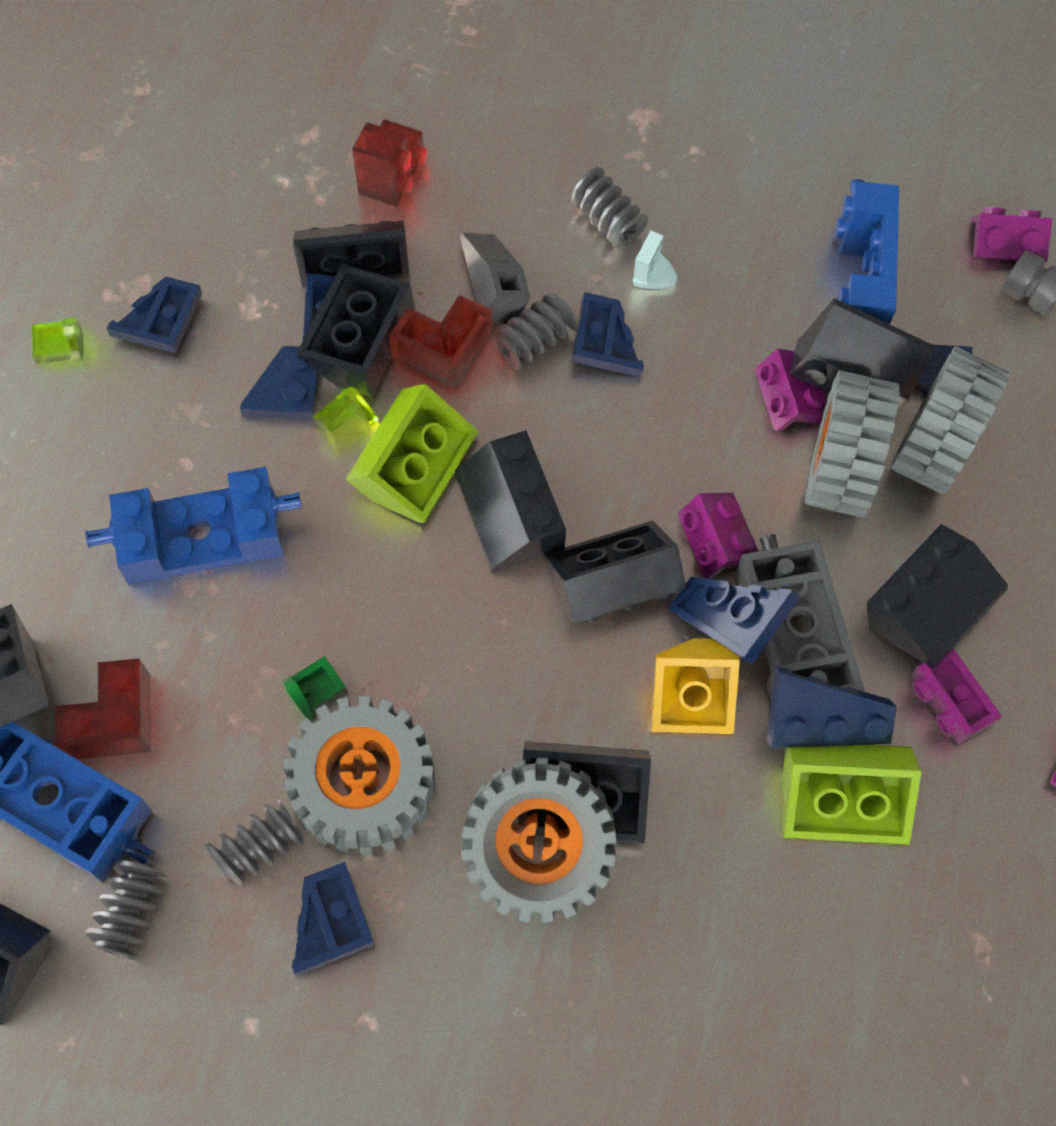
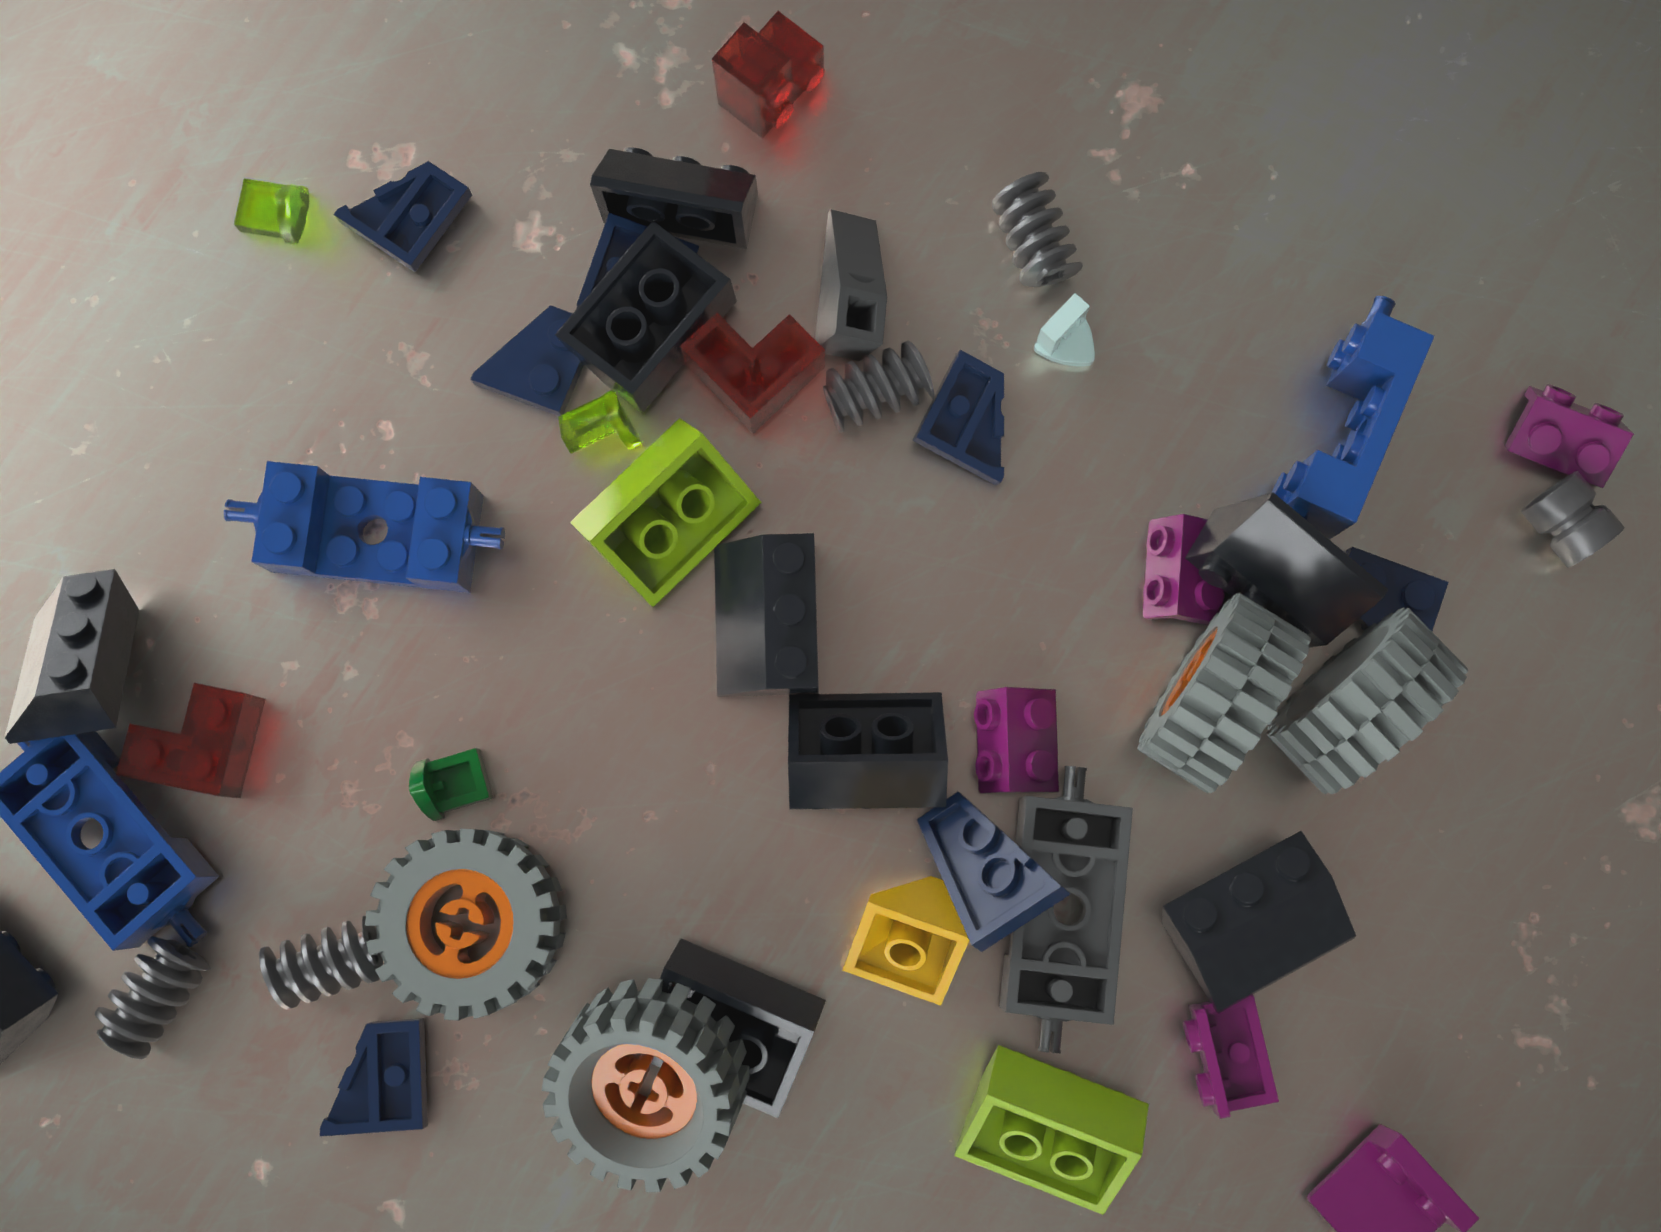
camera: 20 degrees right, 15 degrees up
(821, 714) = (1045, 1038): dark blue wing -> none

